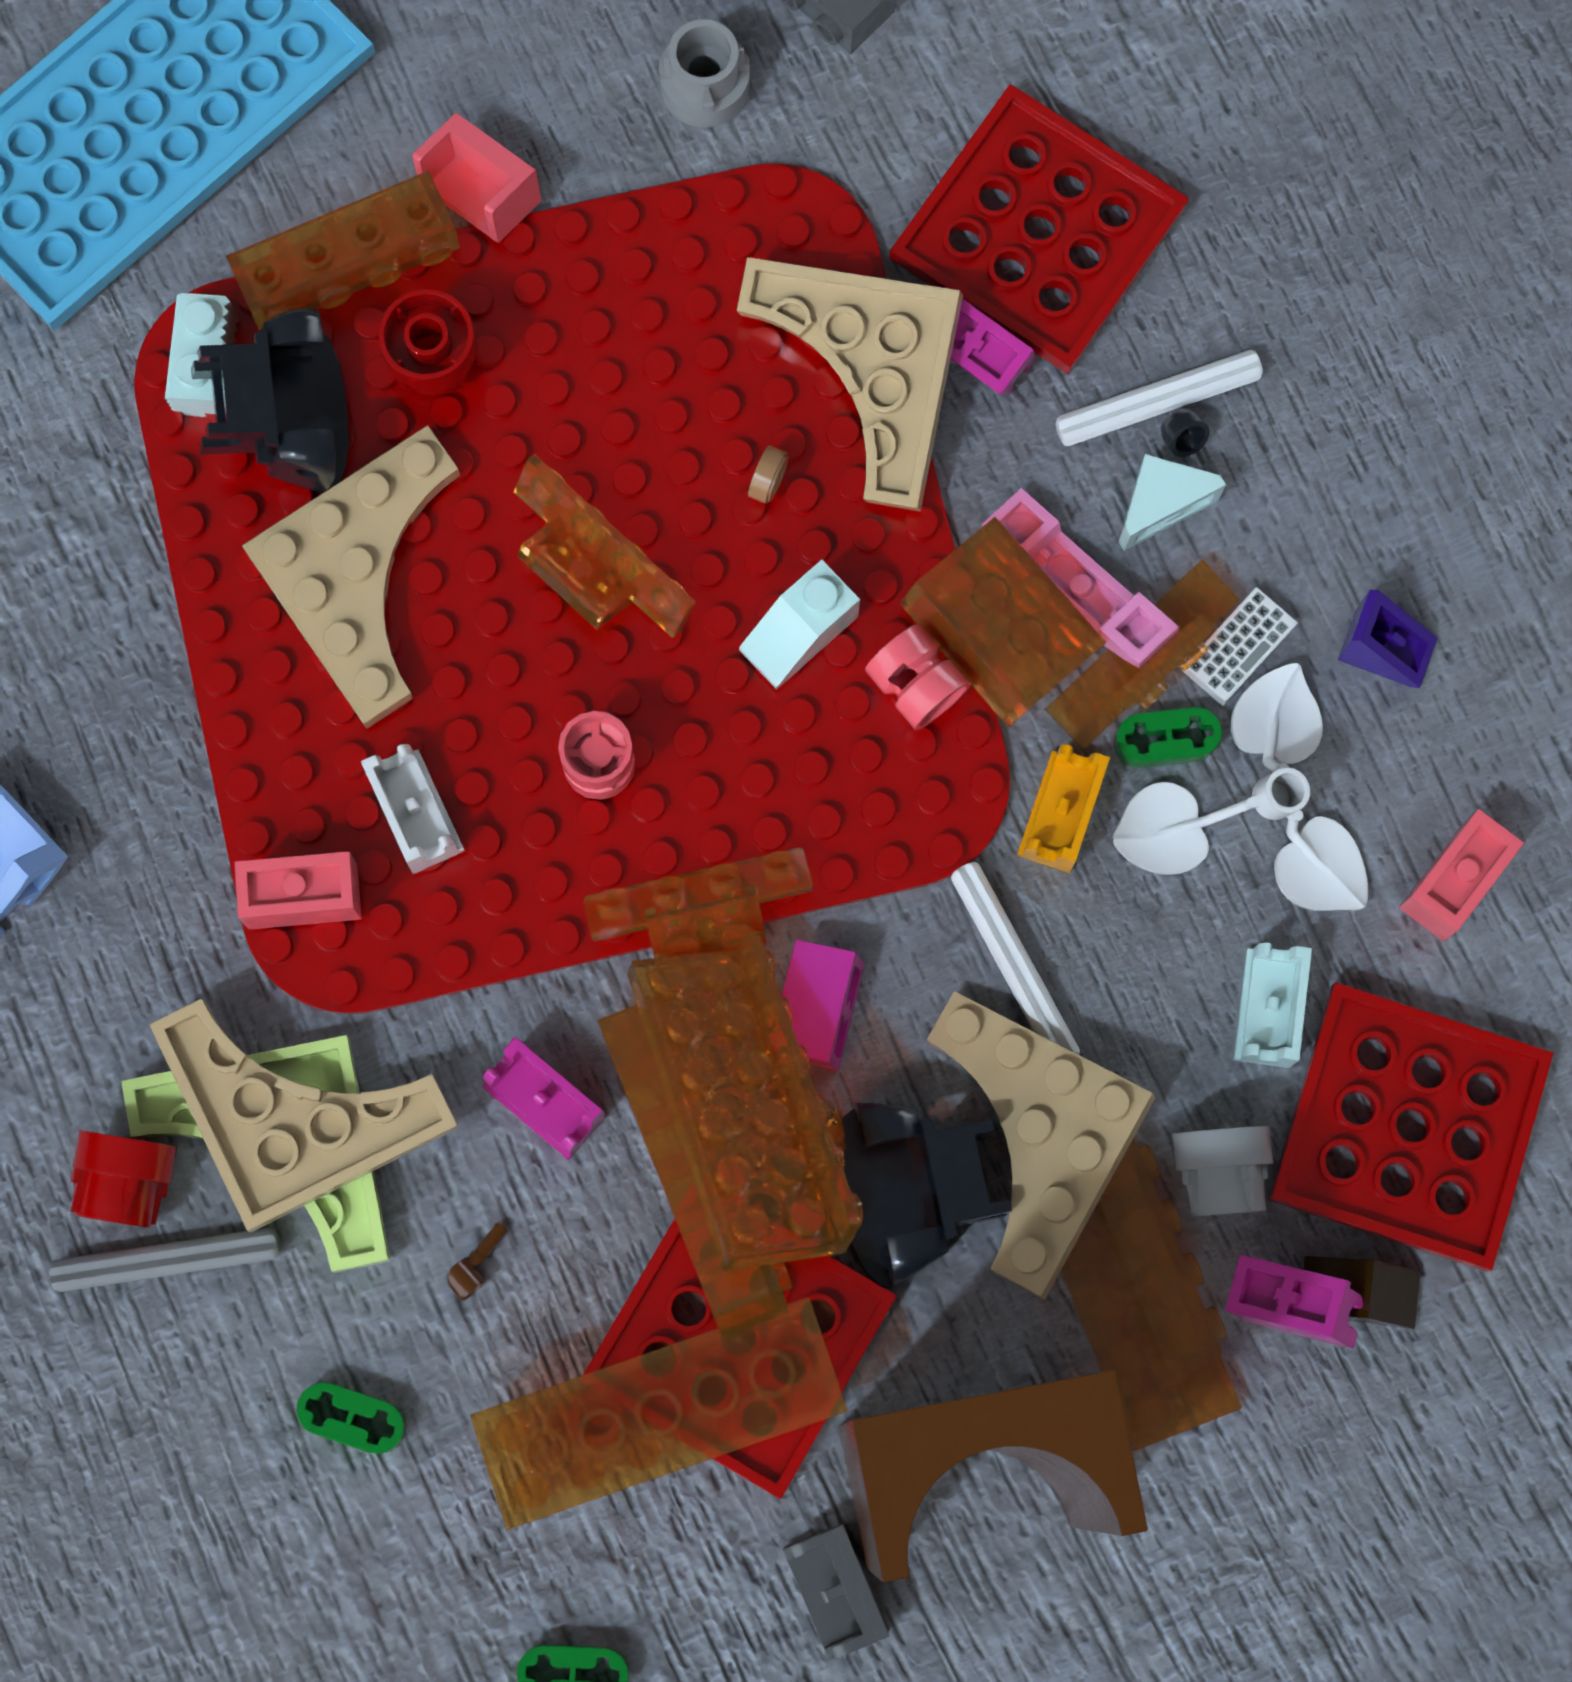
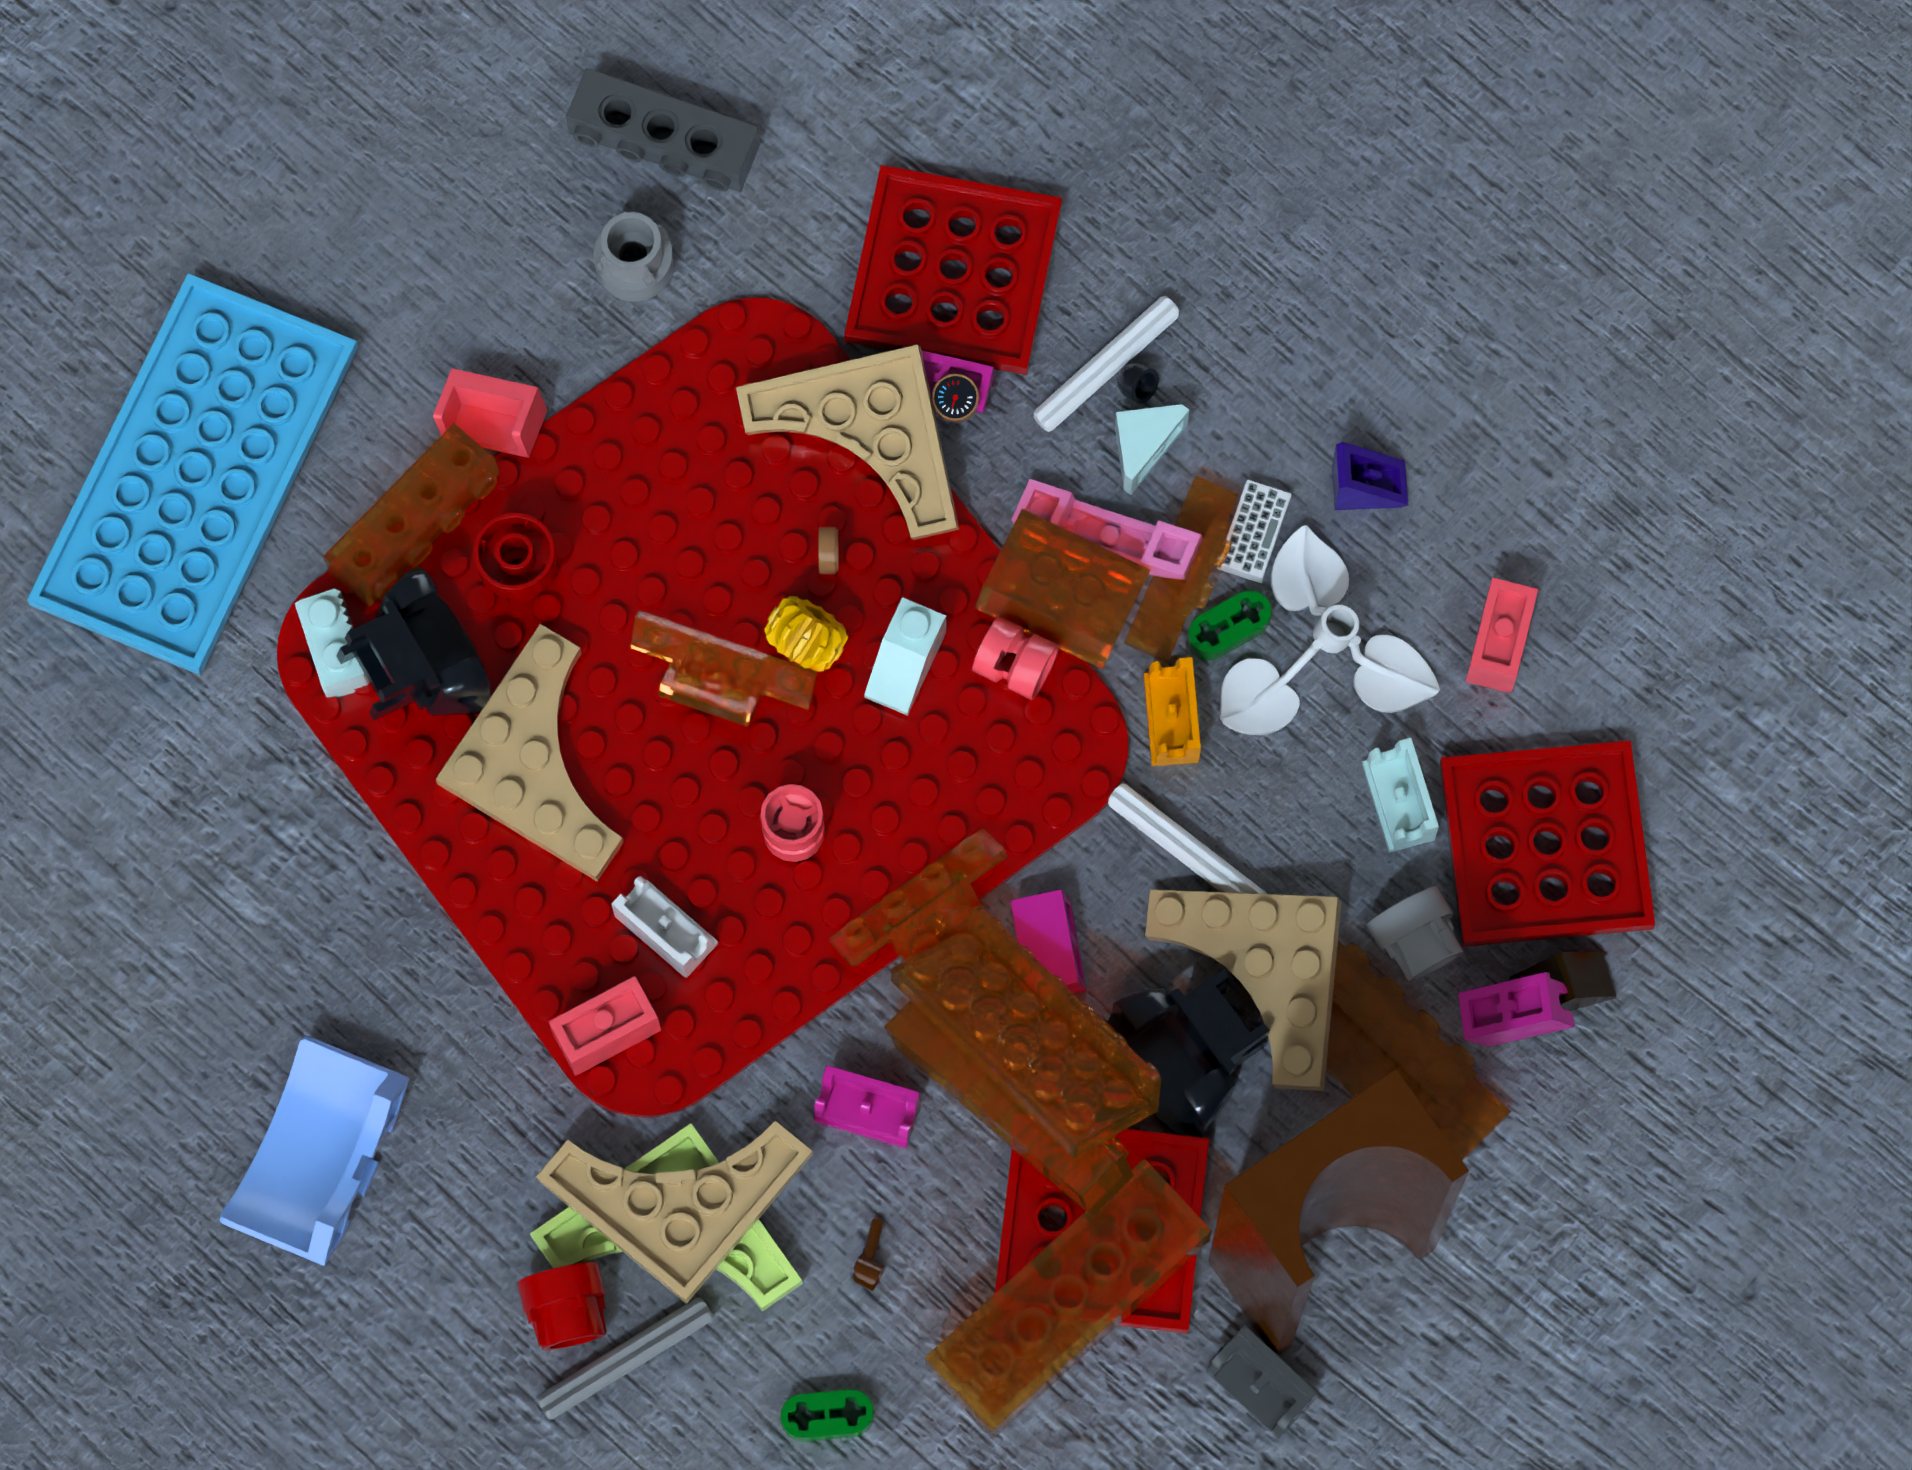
camera: 20 degrees left, 5 degrees down
(701, 555) = (805, 633): none -> yellow gear
(977, 366) = (955, 398): none -> black tile

